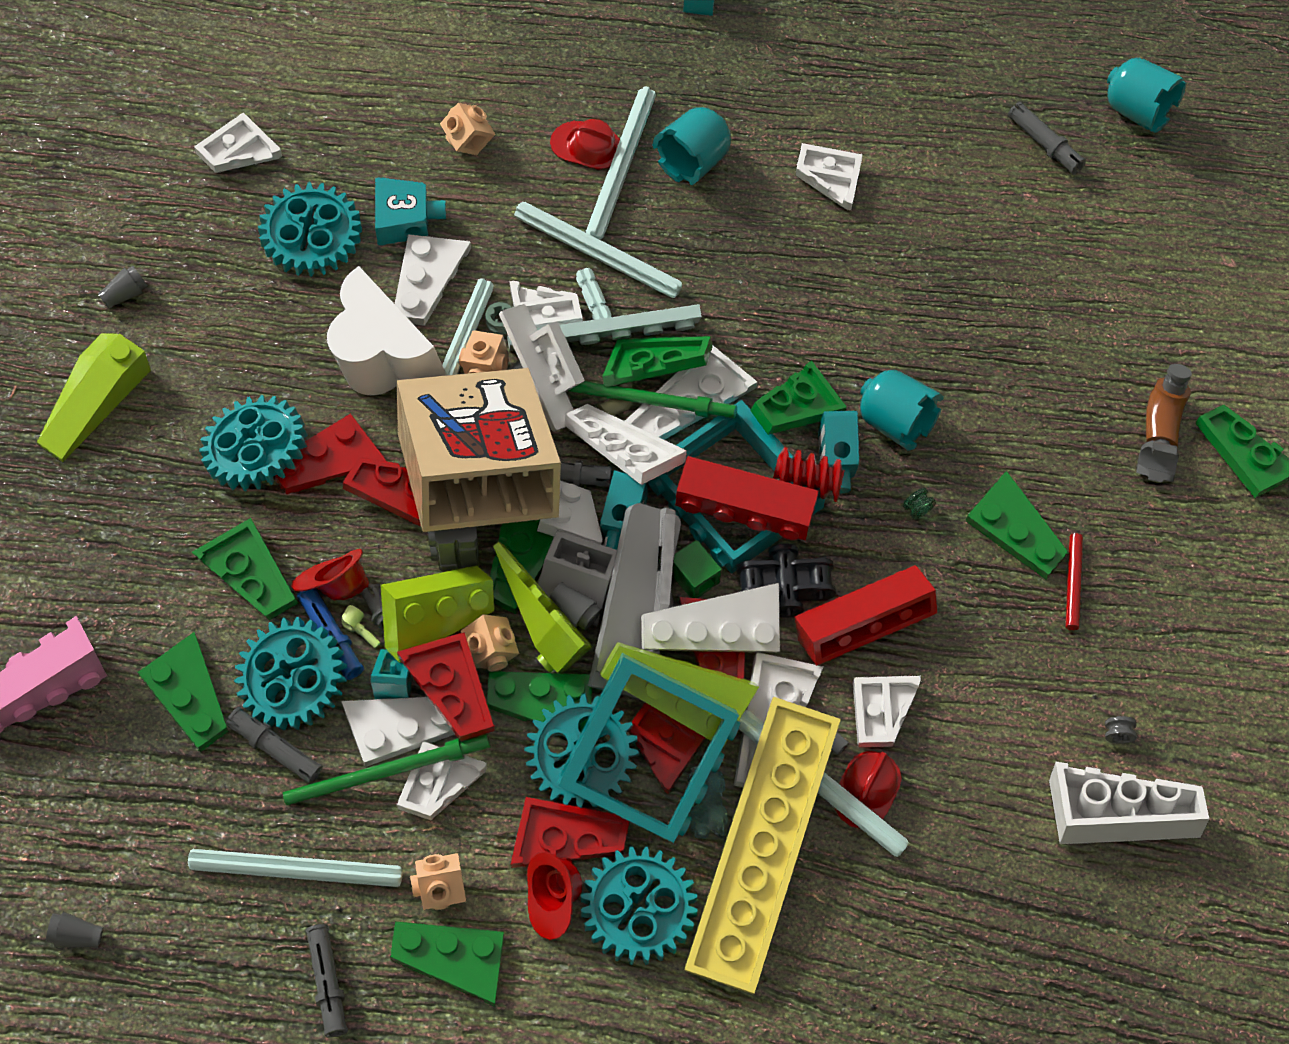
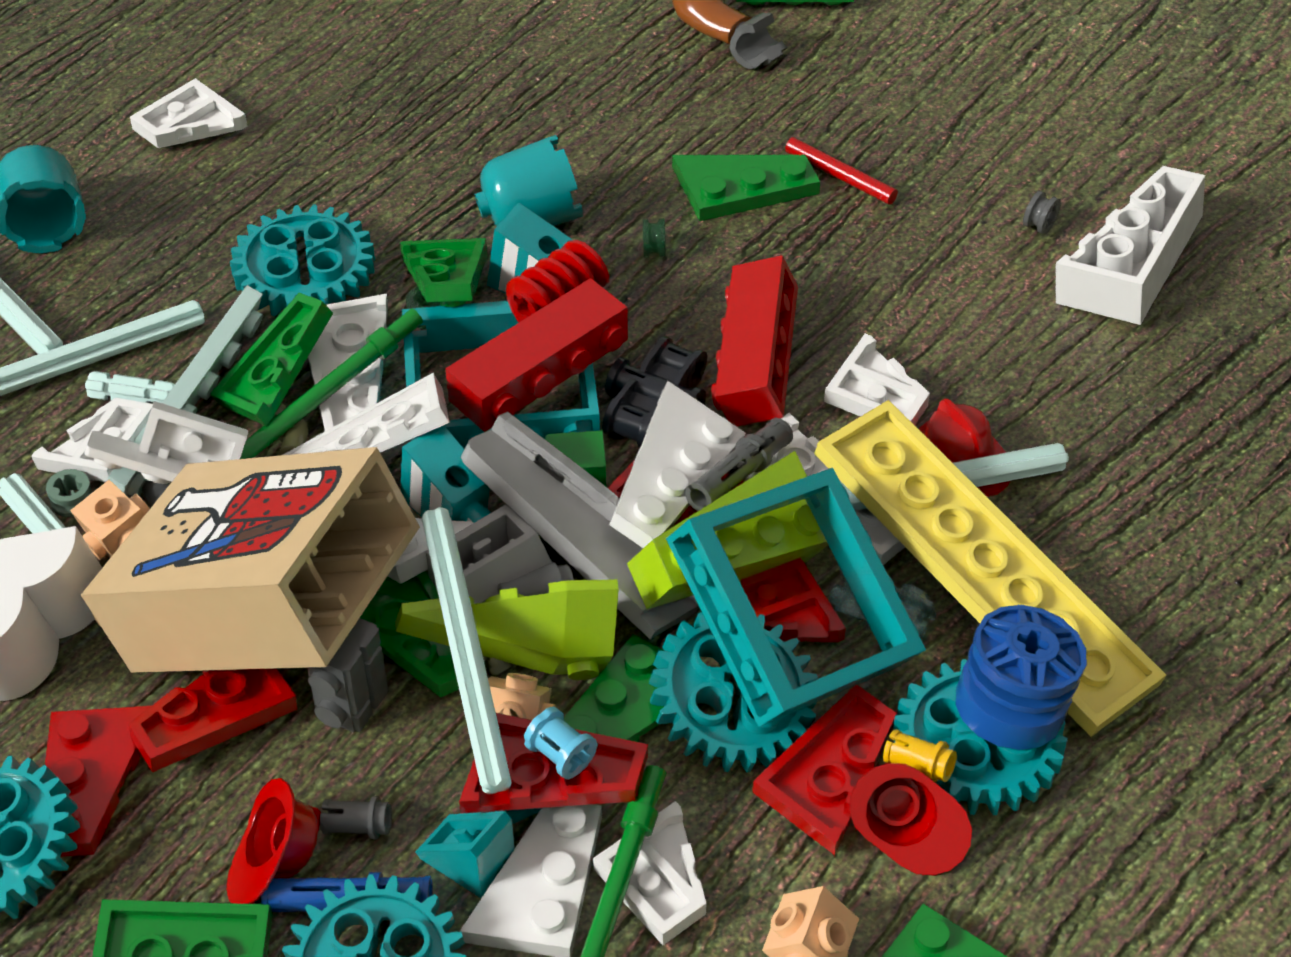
camera: 55 degrees left, 15 degrees down
(351, 621) = (349, 863): yellowish green hand -> none
(433, 606) = (417, 750): lime wedge -> none
(456, 680) = (560, 742): none -> medium azure bush
(484, 593) = (466, 652): none -> light aqua axle
(589, 884) = (931, 759): none -> yellow pin
(658, 921) = (1020, 677): none -> blue wheel
(735, 301) = (336, 256): none -> teal gear
(755, 663) = (768, 440): none -> dark grey pin

